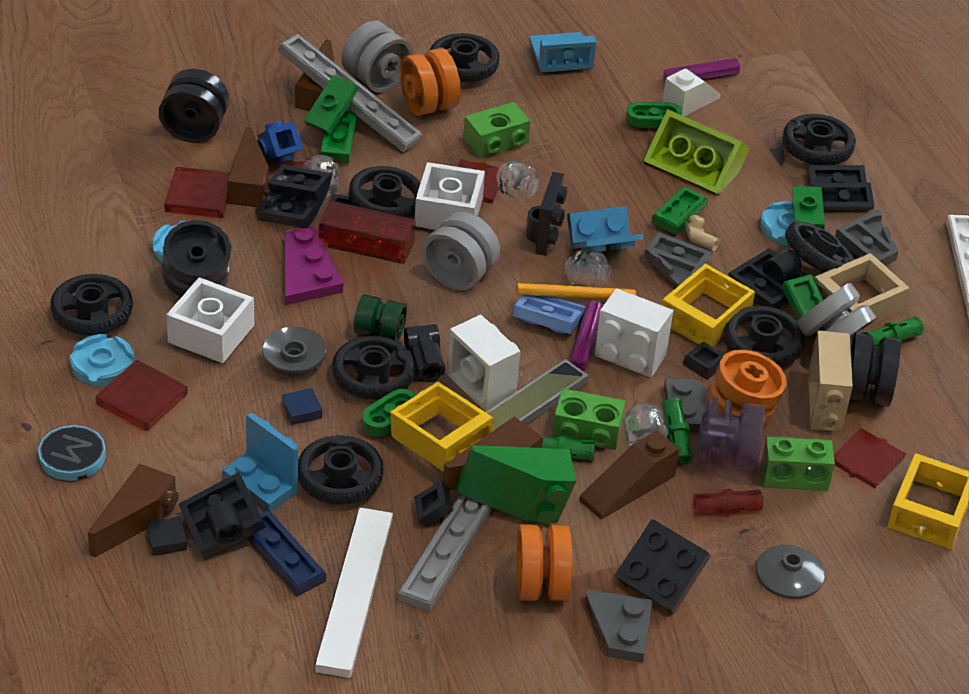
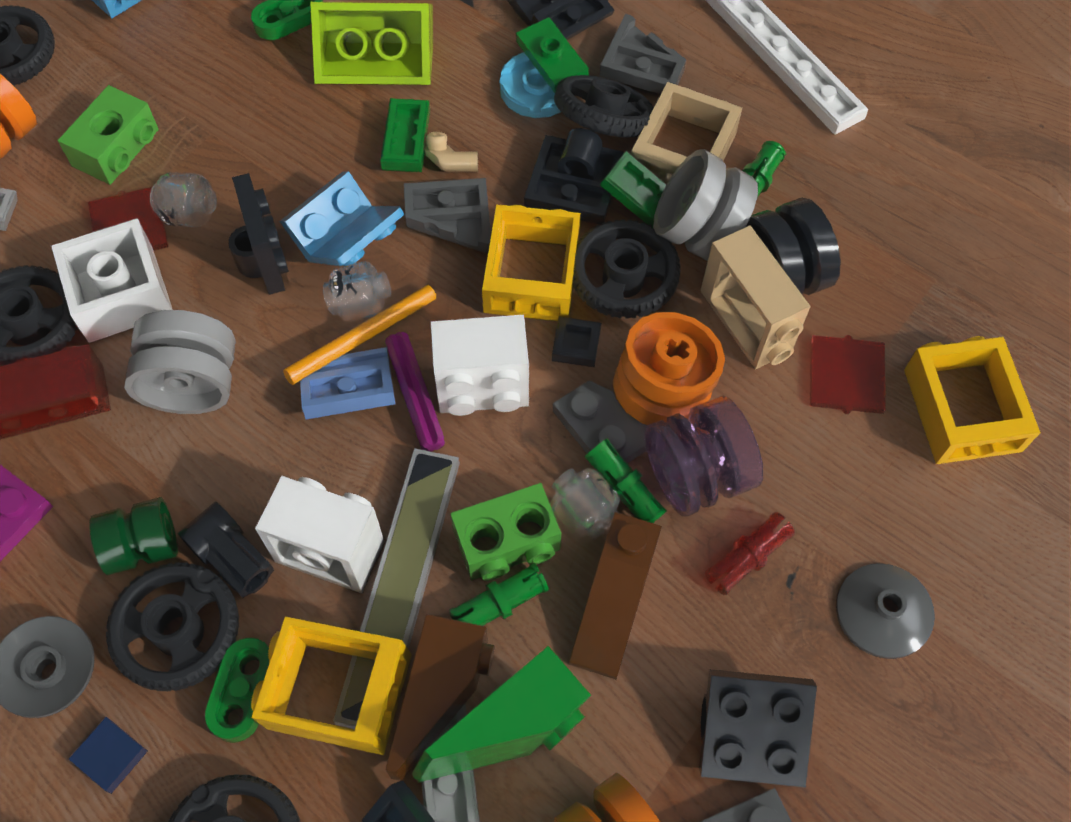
camera: 30 degrees left, 20 degrees up
(797, 463) = (799, 441): bright green brick -> none

